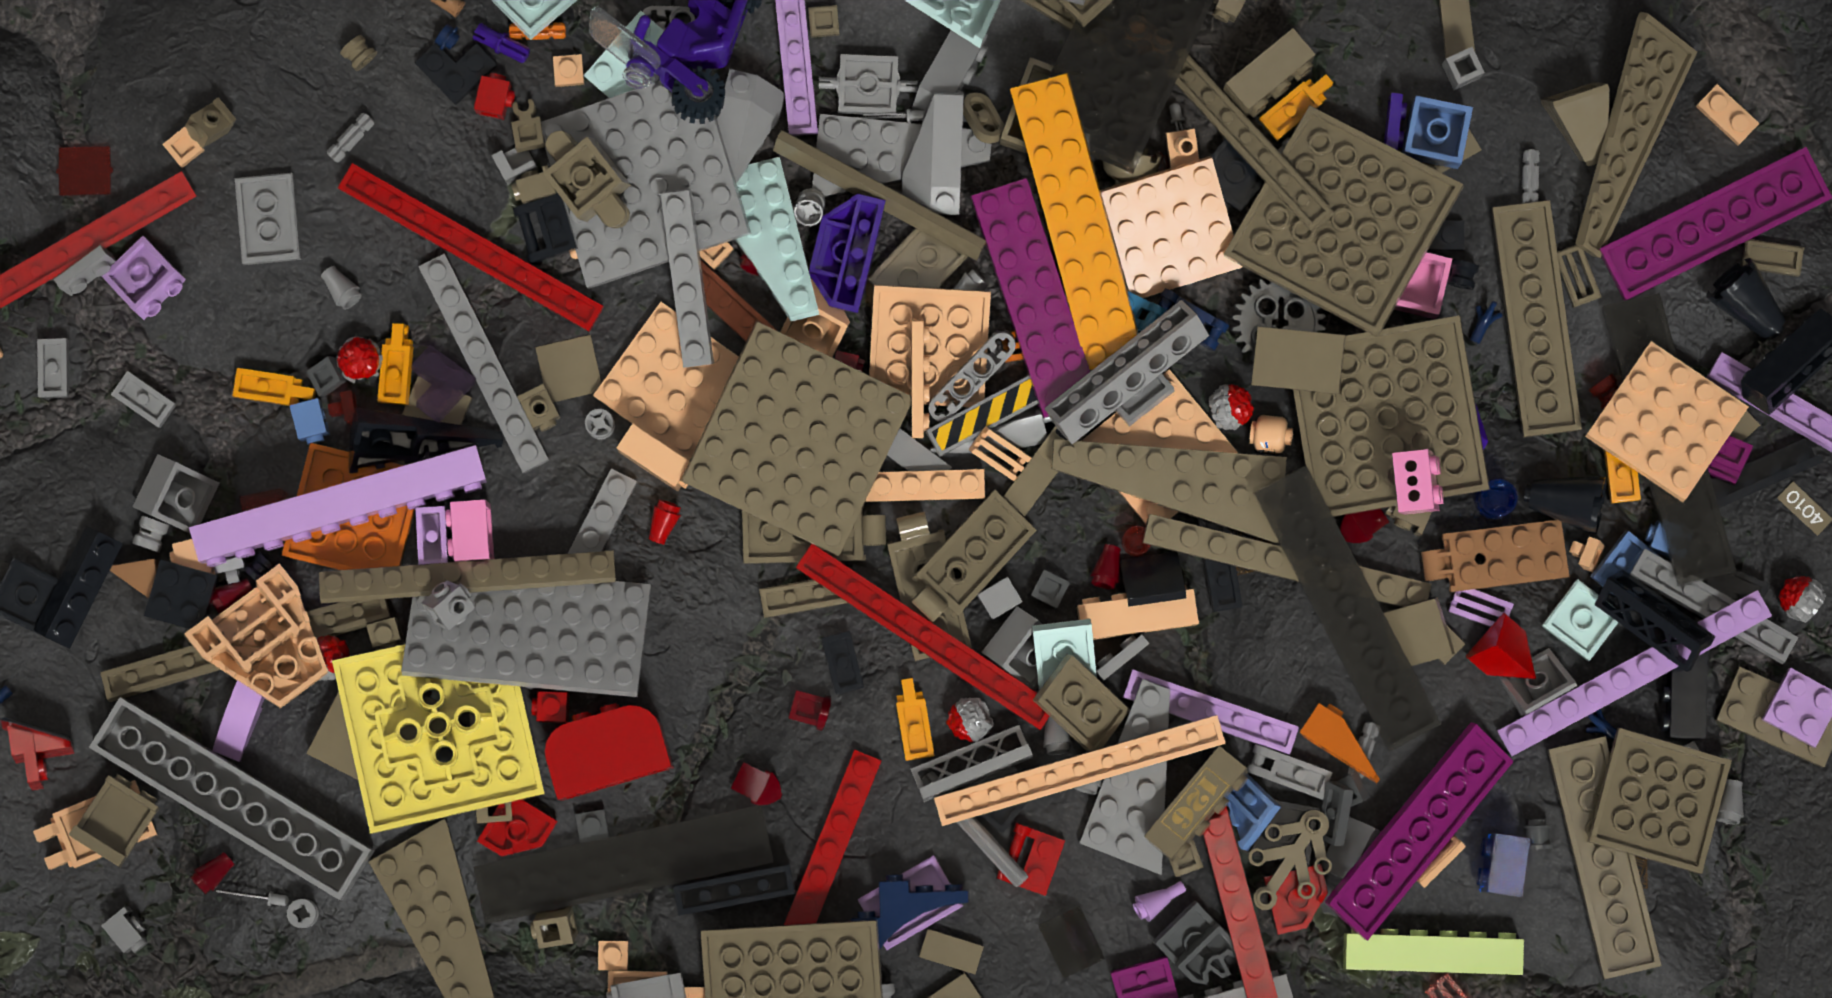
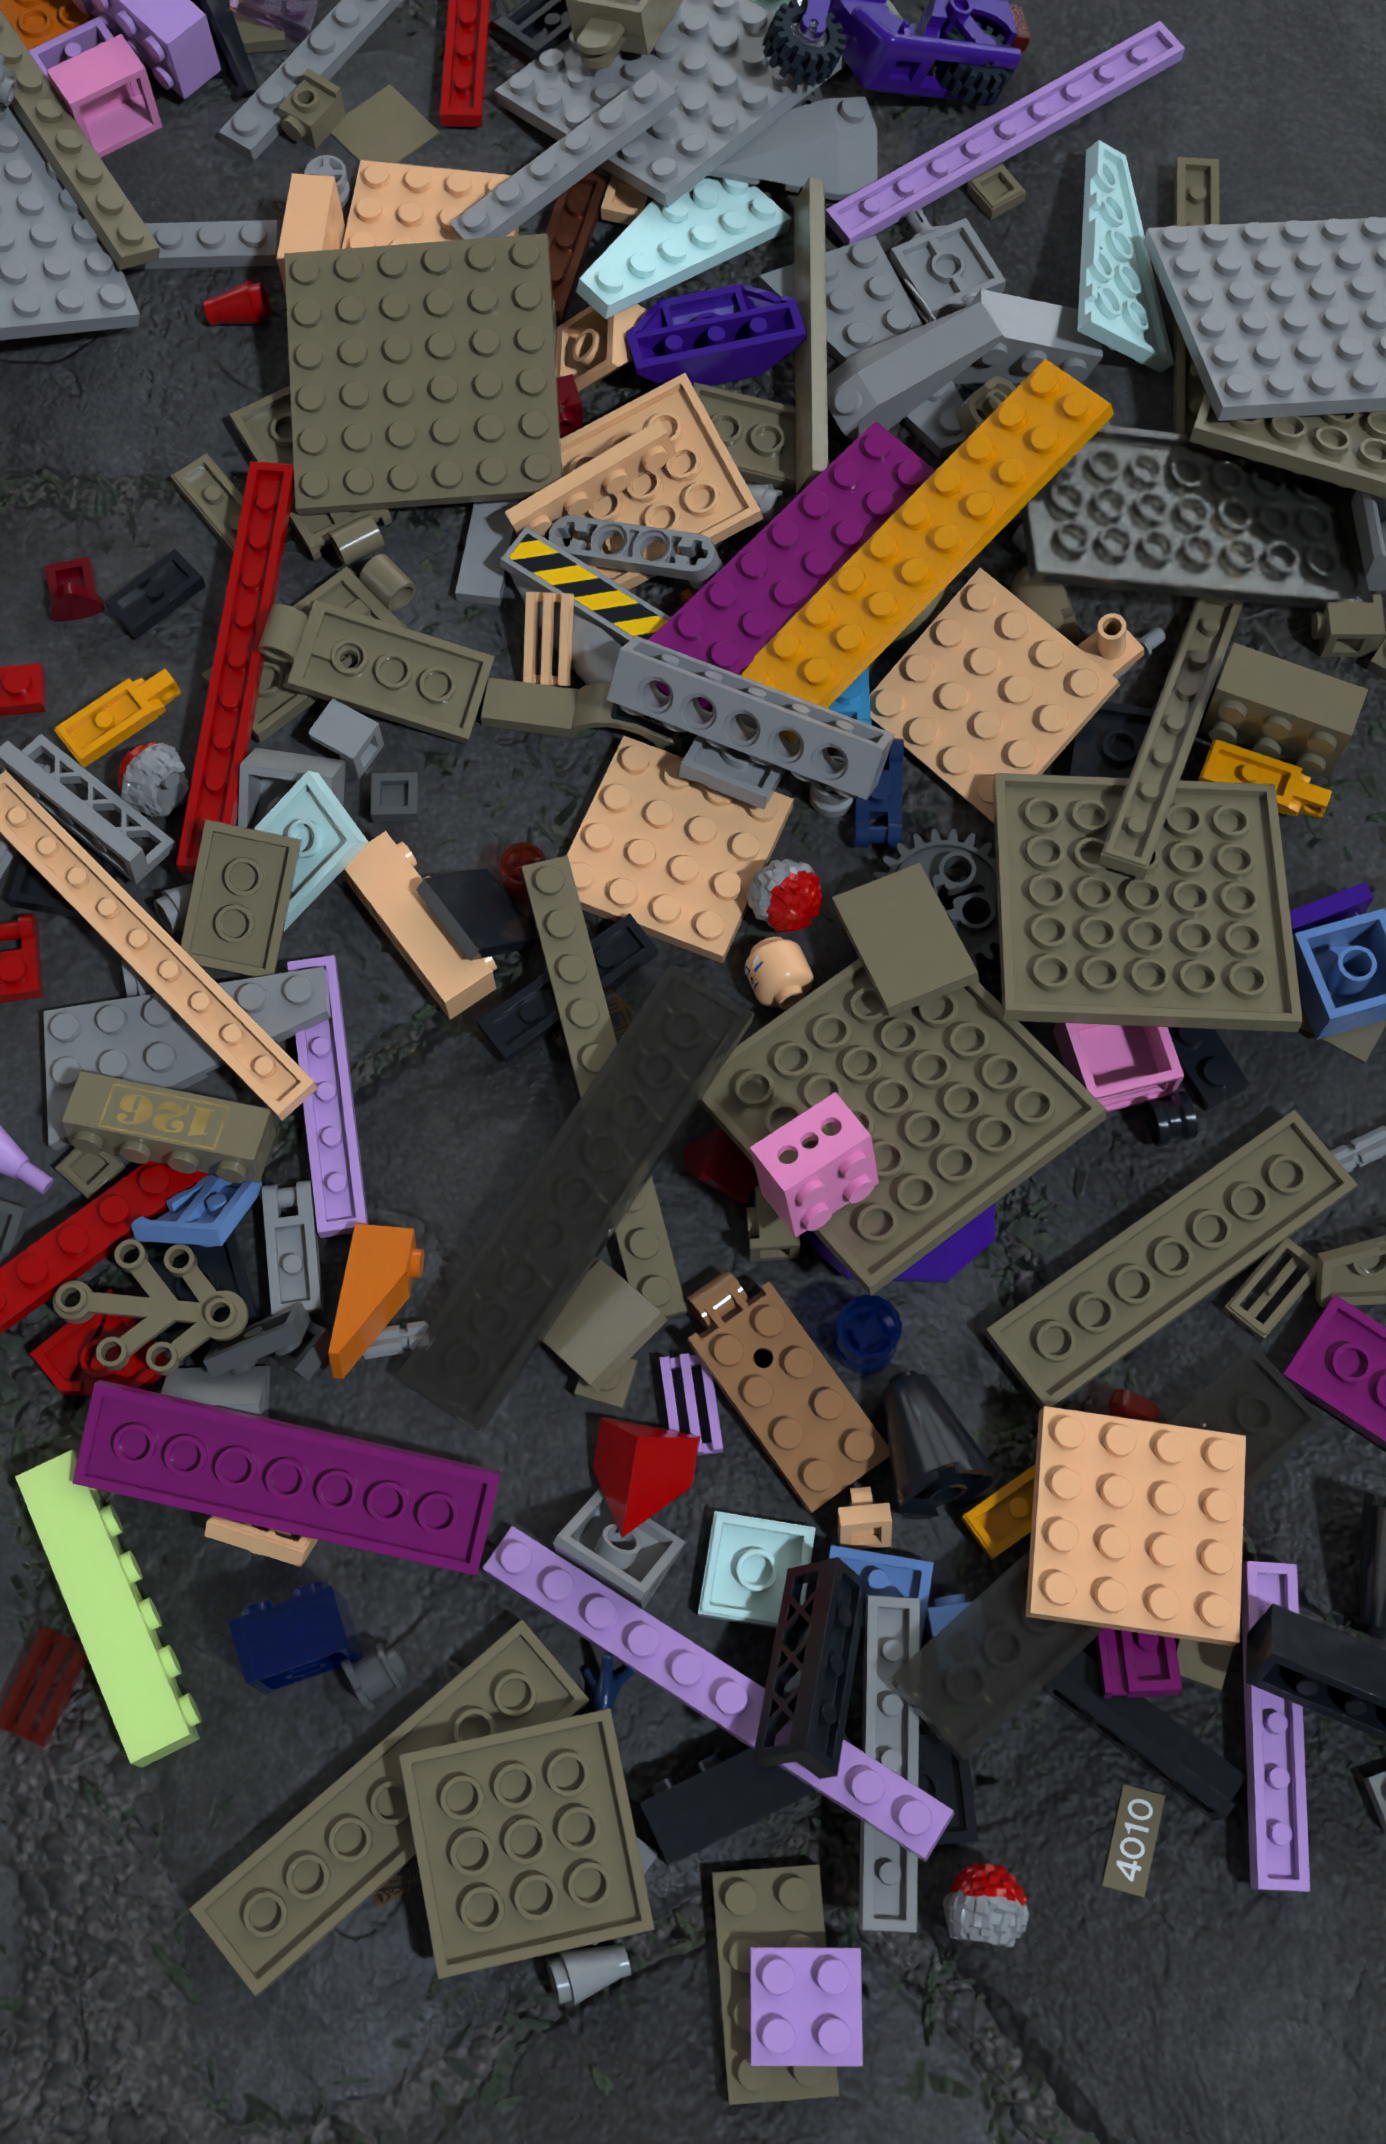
camera: 65 degrees right, 15 degrees down
(807, 213) = (744, 265): light grey wheel -> none
(928, 485) = (454, 577): light nougat plate -> none
(1106, 570) = (465, 853): dark red cone -> none
(1130, 647) = (331, 928): light grey plate -> none
(1188, 481) = (640, 874): dark tan wing -> none
(1484, 321) = (1121, 1189): dark blue bar -> none

